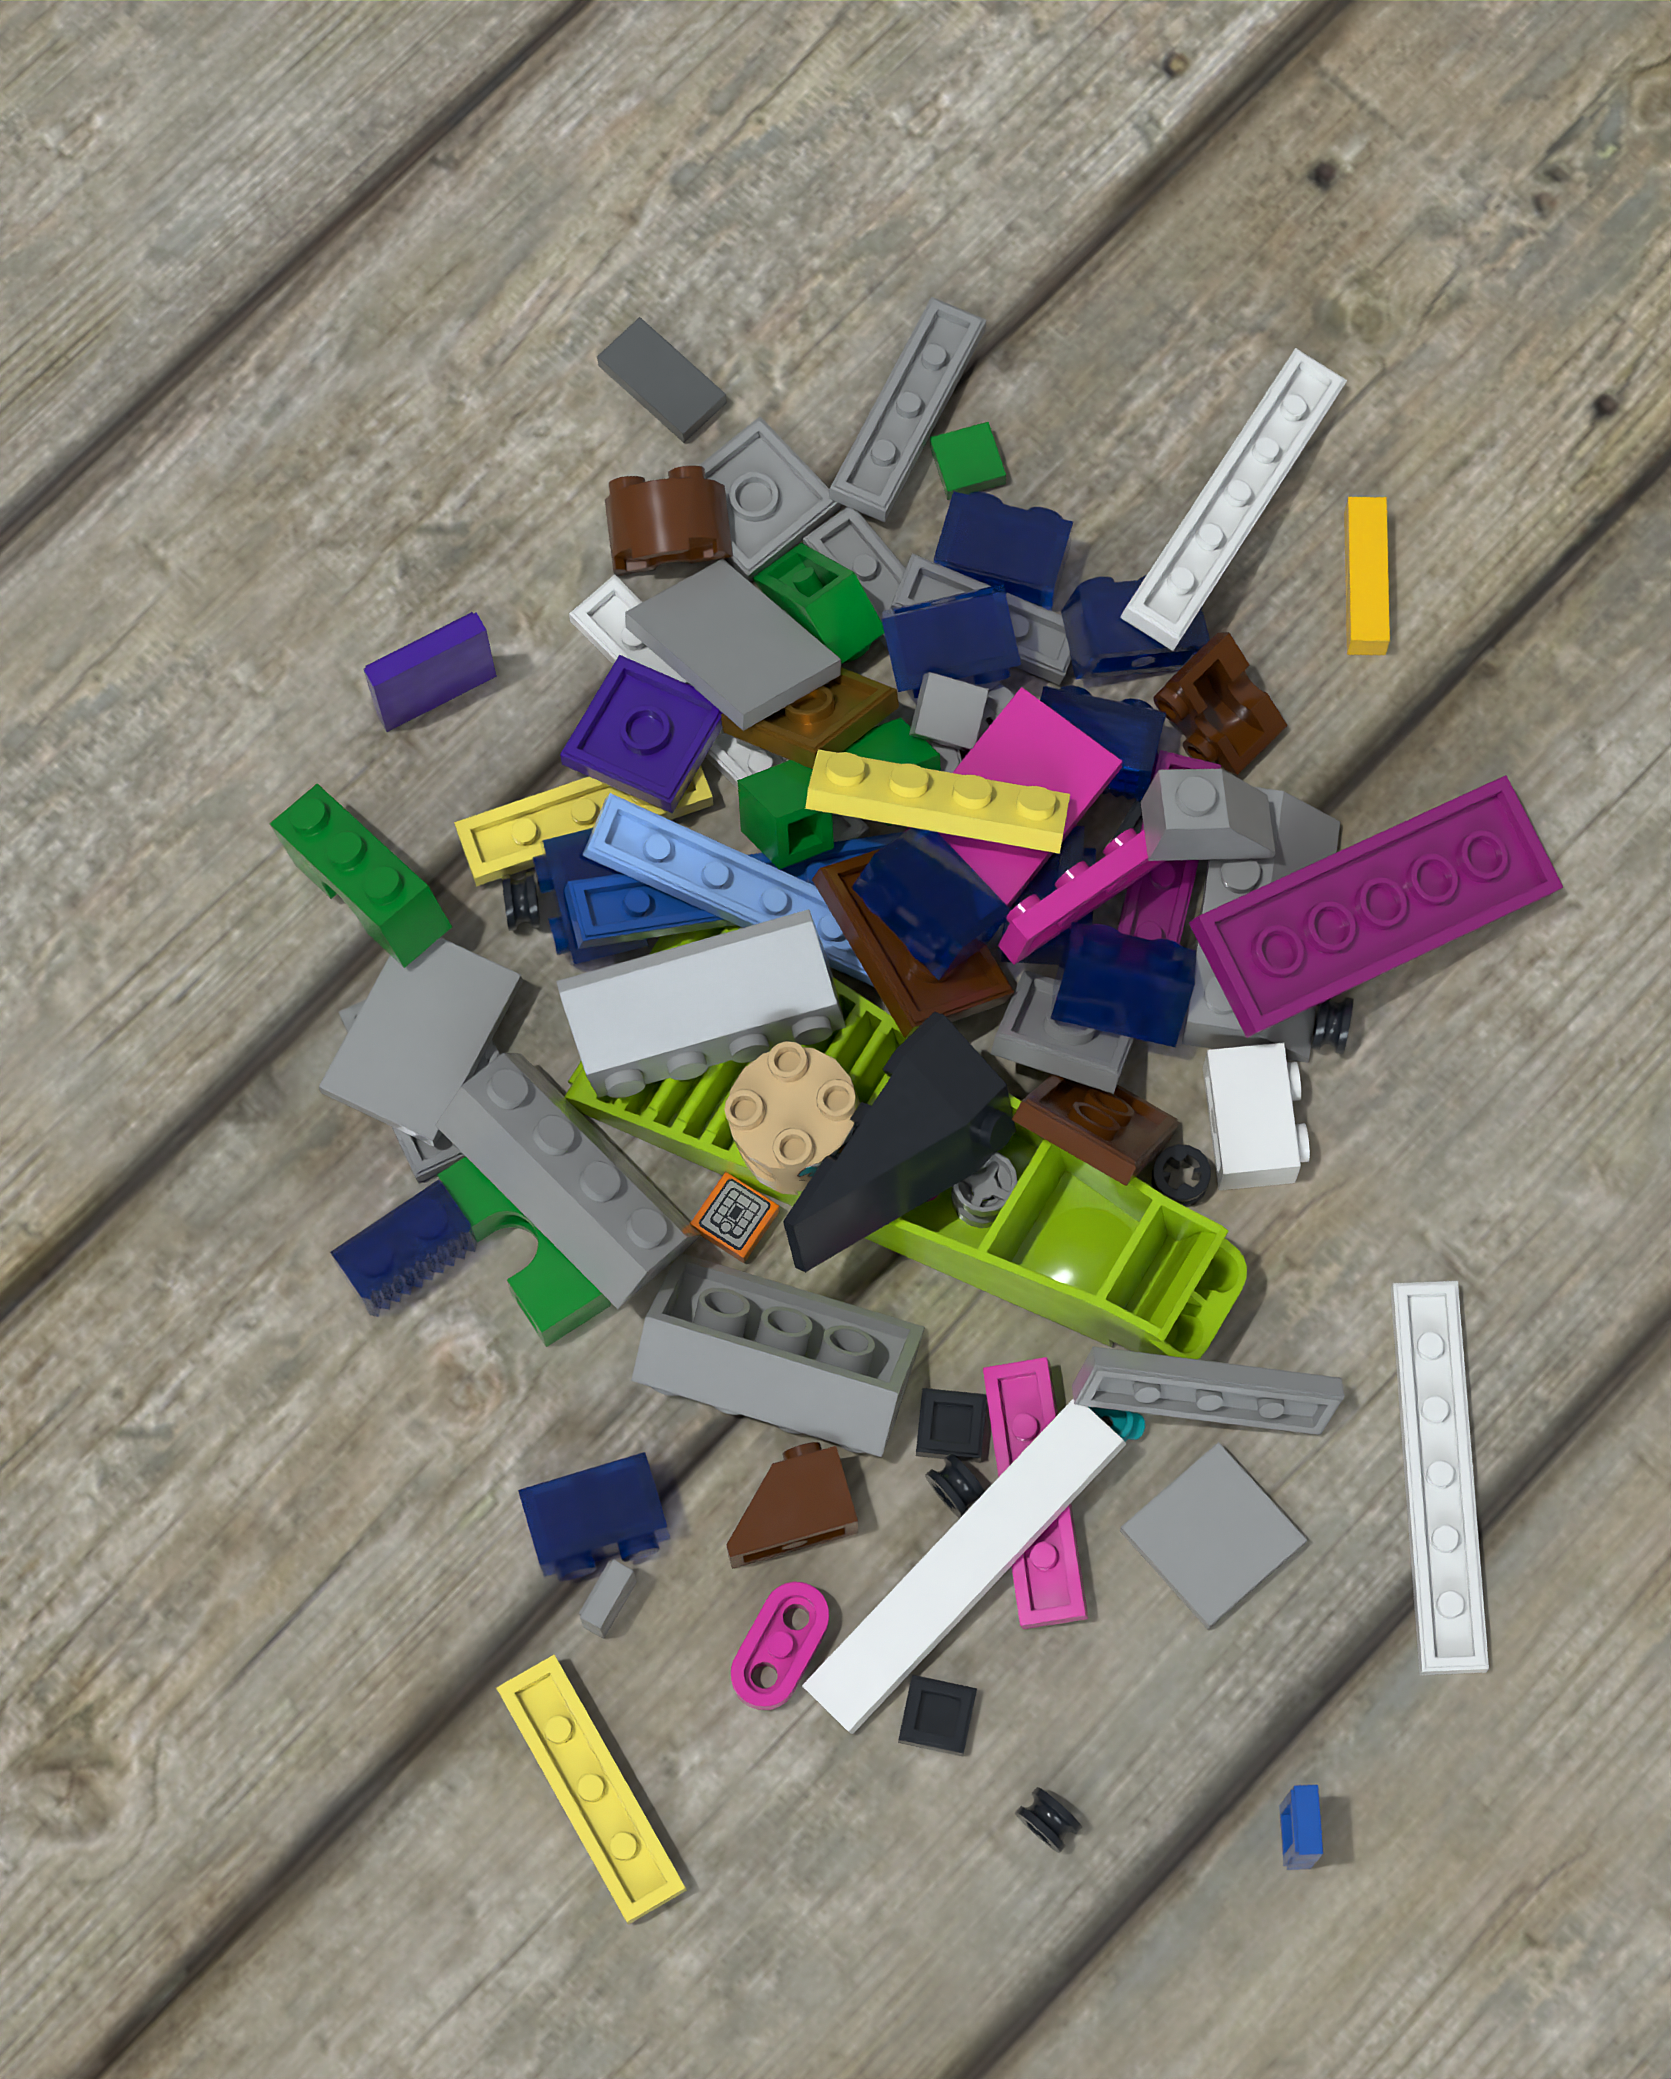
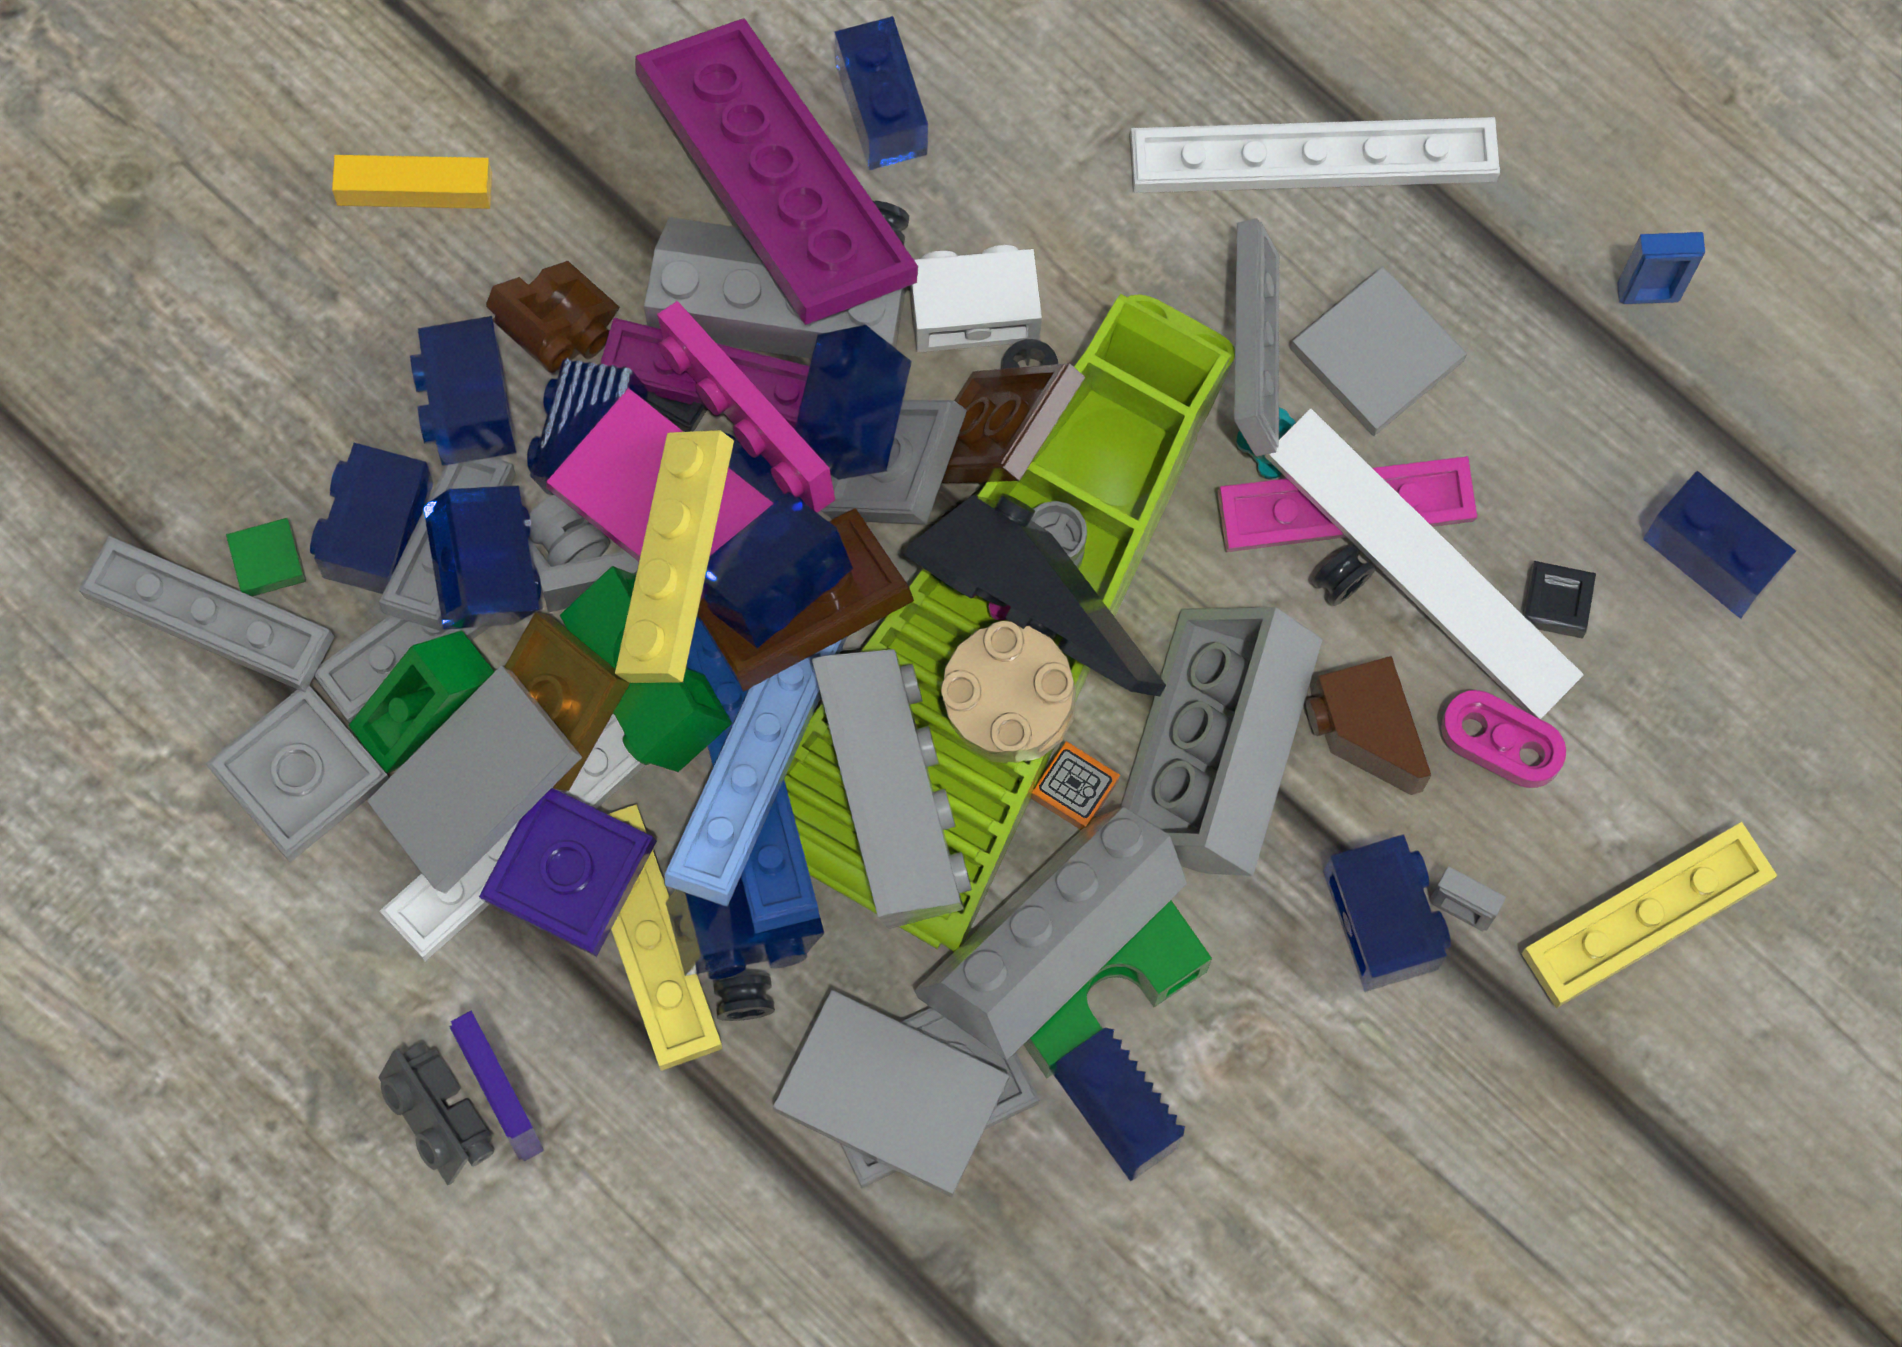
camera: 95 degrees left, 0 degrees up
(358, 867) = (728, 1144): green arch -> none
(438, 608) = (445, 1138): none -> dark grey hinge
(661, 379) = (154, 866): dark grey tile -> none
(667, 520) = (330, 856): reddish brown cylinder -> none
(948, 711) = (566, 557): light grey tile -> none
(951, 1424) = (1280, 581): black tile -> none
(991, 1881) = (1718, 544): none -> clear blue brick
(1048, 1819) = (1653, 496): black bush -> none
(1205, 817) = (699, 309): light grey slope -> none
(1233, 499) = (334, 292): white tile -> none
(1480, 1020) = (881, 93): none -> clear blue brick

